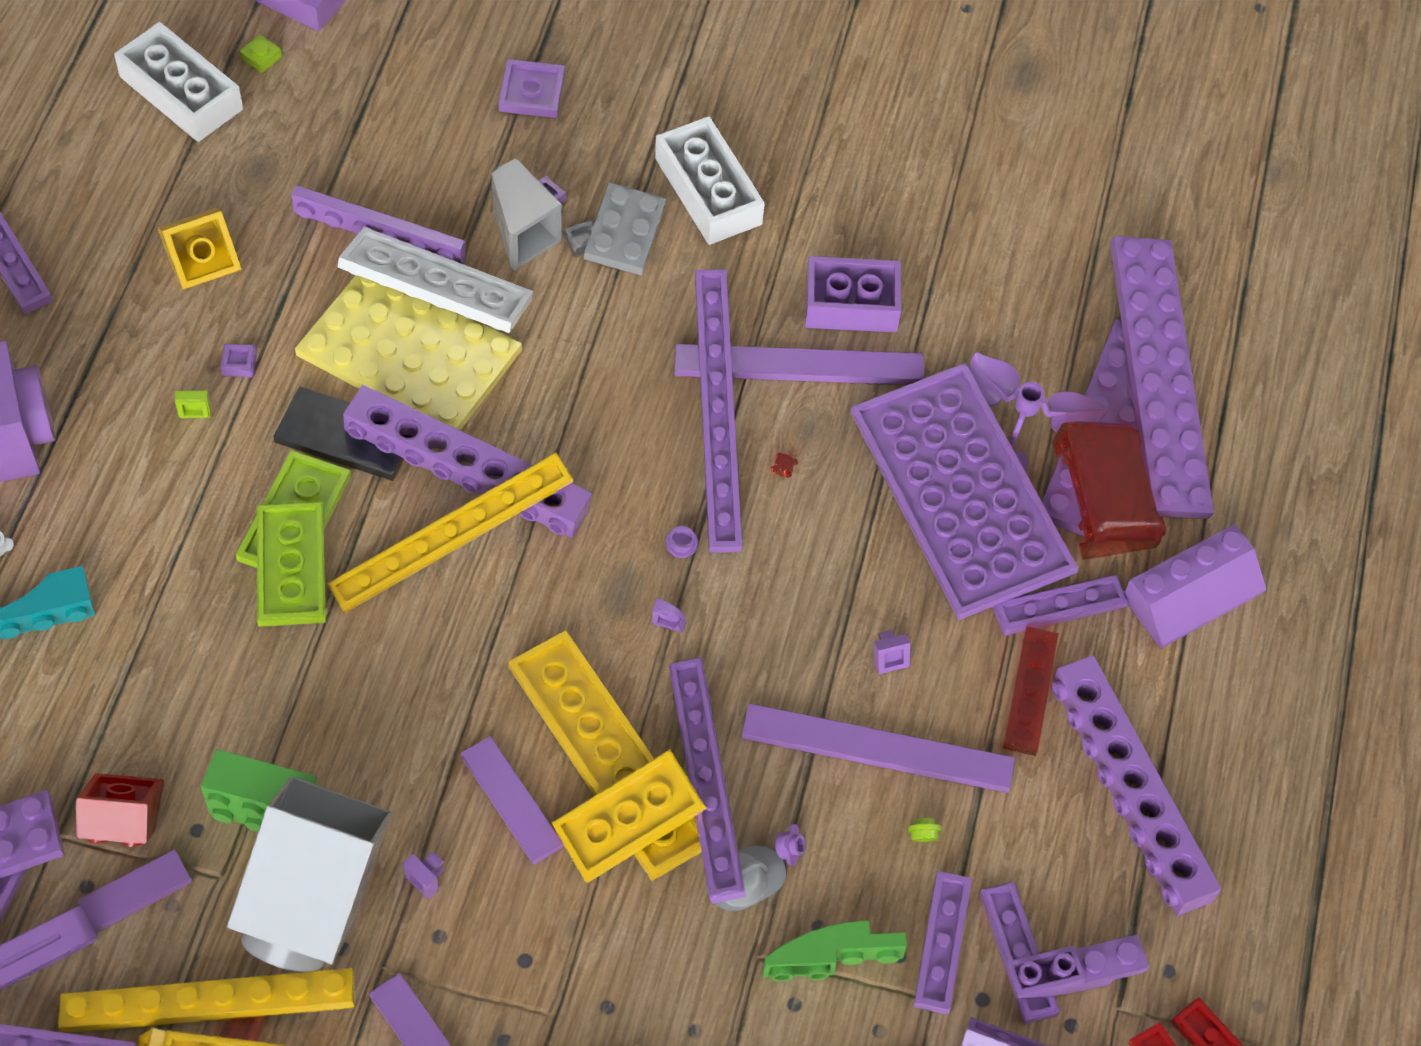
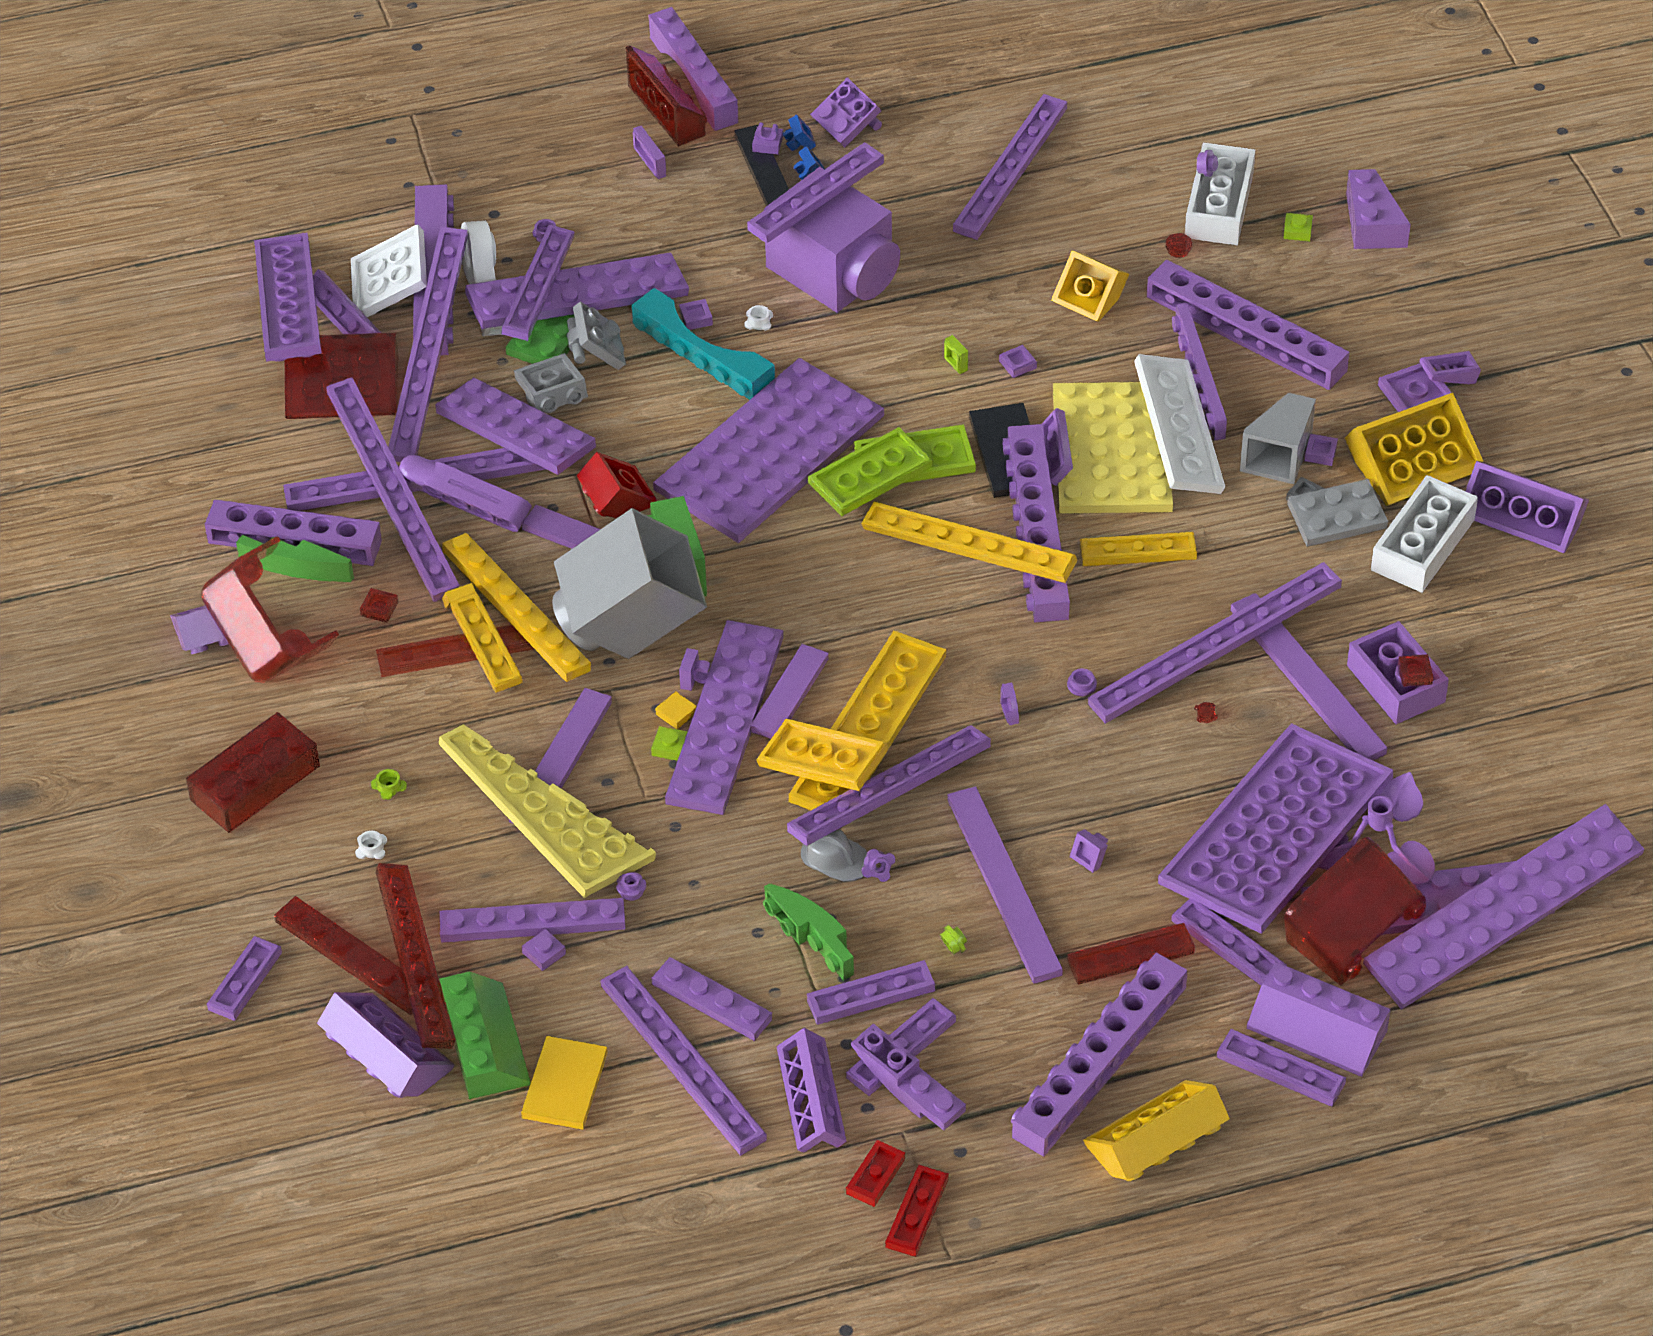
camera: 65 degrees right, 10 degrees down
(152, 63) = (1207, 163): none -> medium lavender plate
(176, 639) = (769, 449): none -> medium lavender plate
(204, 151) = (1178, 245): none -> clear red plate
(351, 158) = (1249, 325): none -> medium lavender brick
(355, 375) = (1057, 446): none -> medium lavender tile
(460, 920) = (676, 710): none -> yellow tile
(499, 951) = (668, 743): none -> lime plate
(502, 880) = (724, 717): none -> medium lavender plate
(531, 46) = (1457, 368): none -> medium lavender slope
(549, 403) = (1138, 549): none -> yellow tile
(601, 129) = (1413, 444): none -> yellow slope
(727, 92) = (1525, 506): none -> medium lavender slope
(883, 277) = (1415, 670): none -> clear red plate
(1223, 647) = (1281, 1067): none -> medium lavender tile
(1245, 787) = (1158, 1129): none -> yellow slope

